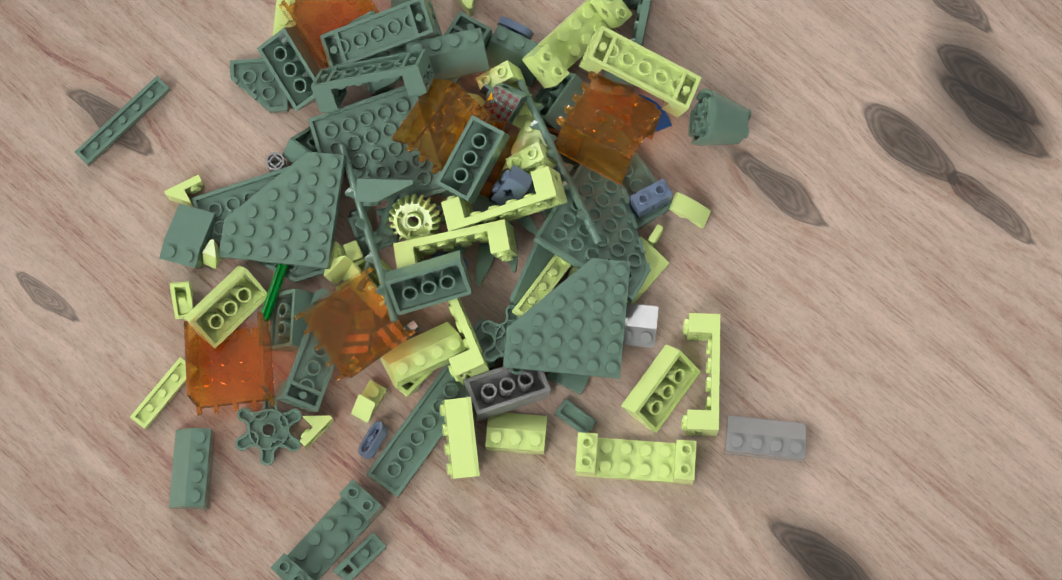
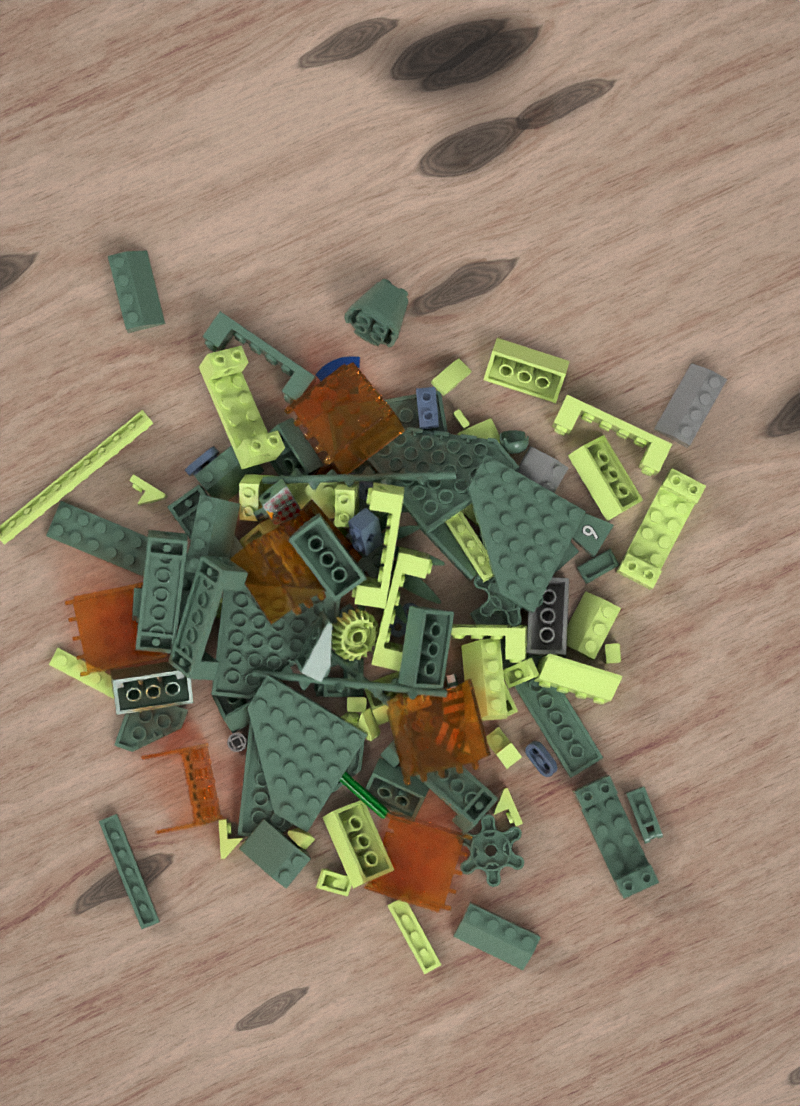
camera: 70 degrees left, 10 degrees up
(222, 139) = (200, 783): none -> clear orange windscreen
(443, 384) = (520, 673): none -> yellowish green slope
(499, 463) = (612, 653): none -> yellowish green slope
(602, 397) = (591, 533): none -> sand green torso
(641, 68) = (302, 362): yellowish green plate -> none
(656, 290) = (514, 441): none -> sand green hair
(727, 274) = (526, 370): none -> yellowish green slope

